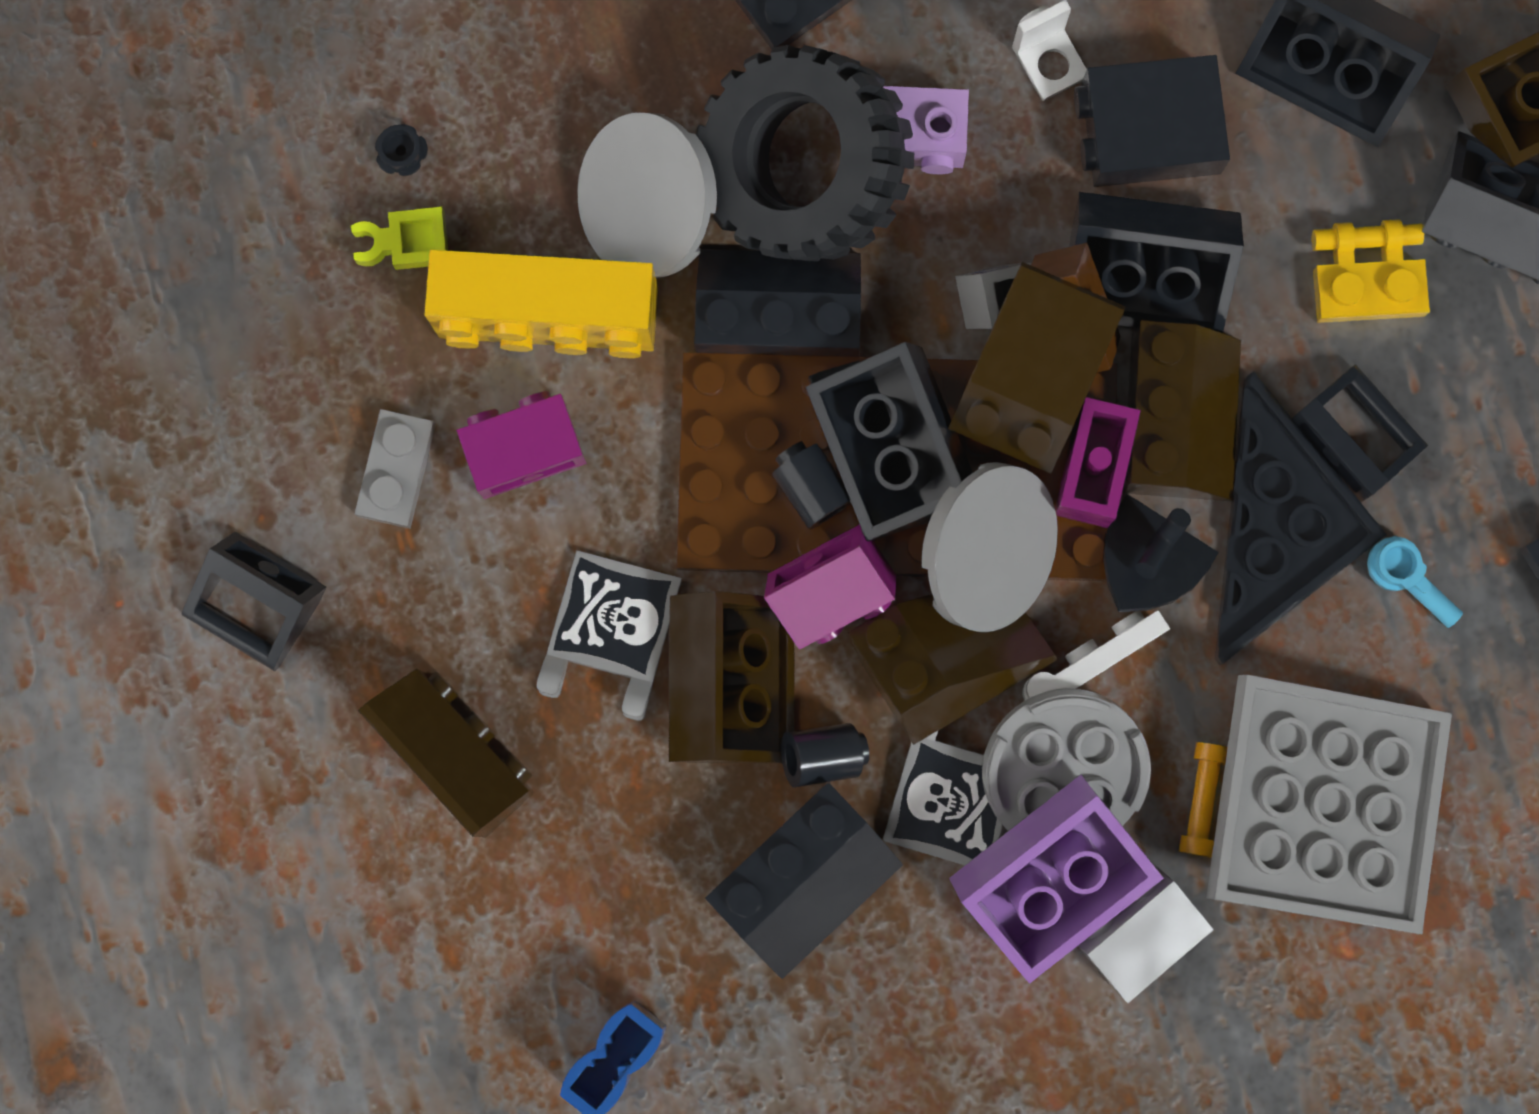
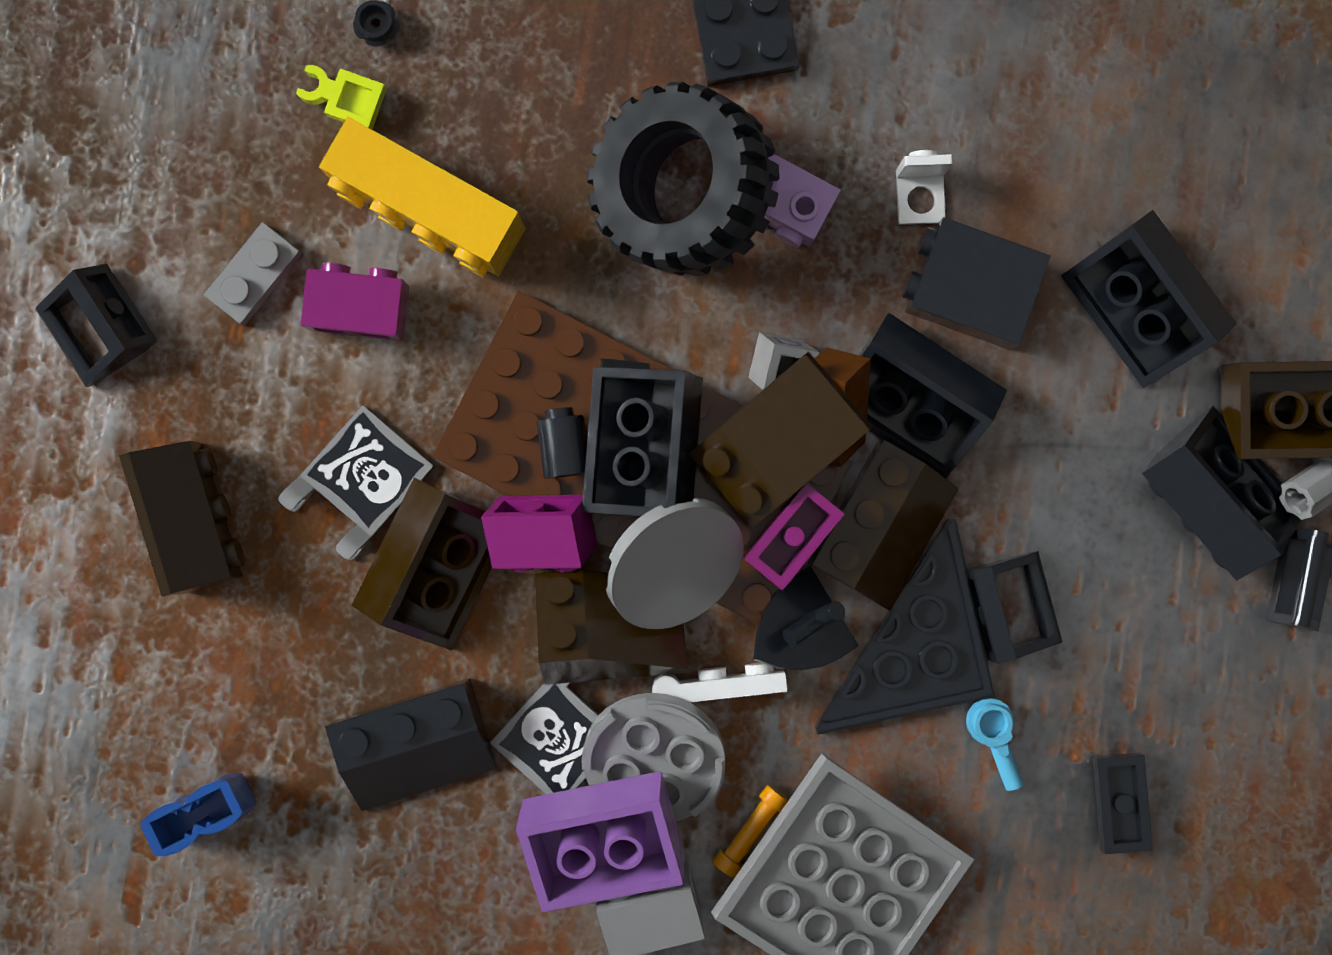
camera: 20 degrees right, 5 degrees up
(646, 192) = (546, 151): light grey tile -> none
(777, 304) = (608, 289): black slope -> none
(823, 754) = (474, 657): black brick -> none
(1372, 288) = (1079, 497): yellow plate -> none

